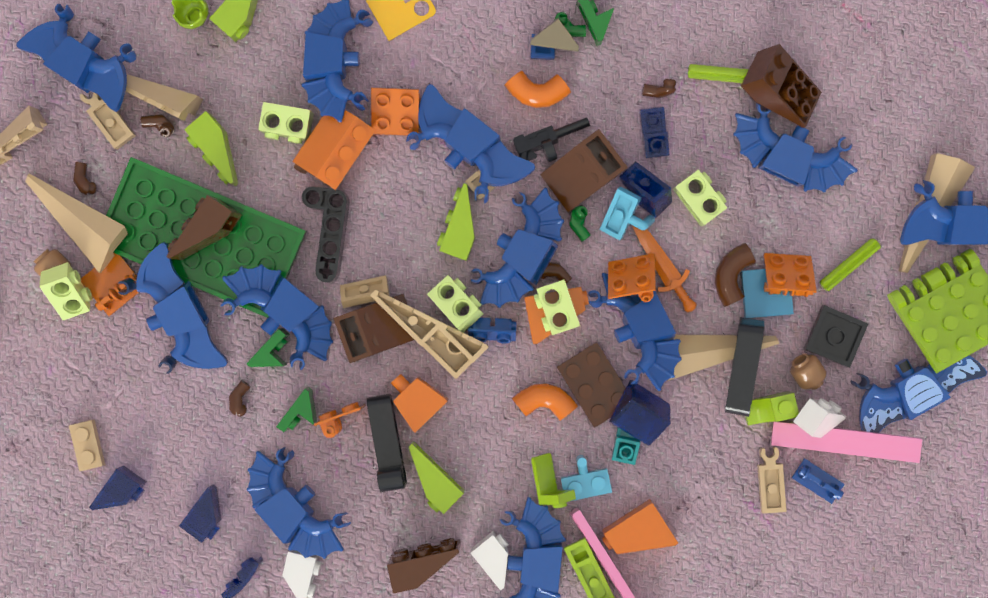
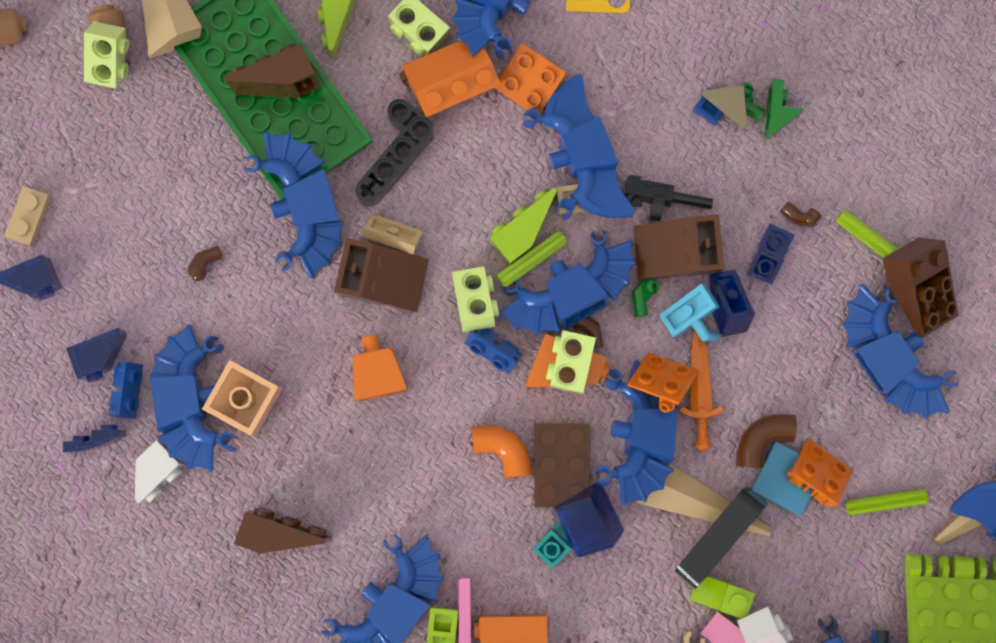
camera: 30 degrees right, 5 degrees down
(105, 285) = (153, 78): orange hinge -> none
(176, 311) = (198, 140): blue torso -> none
(247, 536) = (128, 378): none -> blue hinge
(266, 356) = (257, 235): green slope -> none
(302, 406) = (262, 307): green slope -> none
(330, 421) = (280, 336): orange hinge -> none
(331, 482) = (242, 398): none -> light nougat slope
(391, 468) = (320, 394): black beam -> none
(437, 484) = (344, 465): lime slope -> none
(446, 344) = (440, 333): tan wedge -> none
(479, 246) = (531, 259): none -> lime axle
(492, 557) = (354, 573): white slope -> none
(537, 94) = (677, 147): orange cylinder -> none
(546, 483) = (453, 532): lime bracket -> none
(587, 483) = (491, 557): medium azure plate -> none
(695, 202) = (769, 344): yellowish green brick -> none
(808, 371) = (781, 582): medium nougat head -> none
(836, 336) = (830, 564): black plate -> none

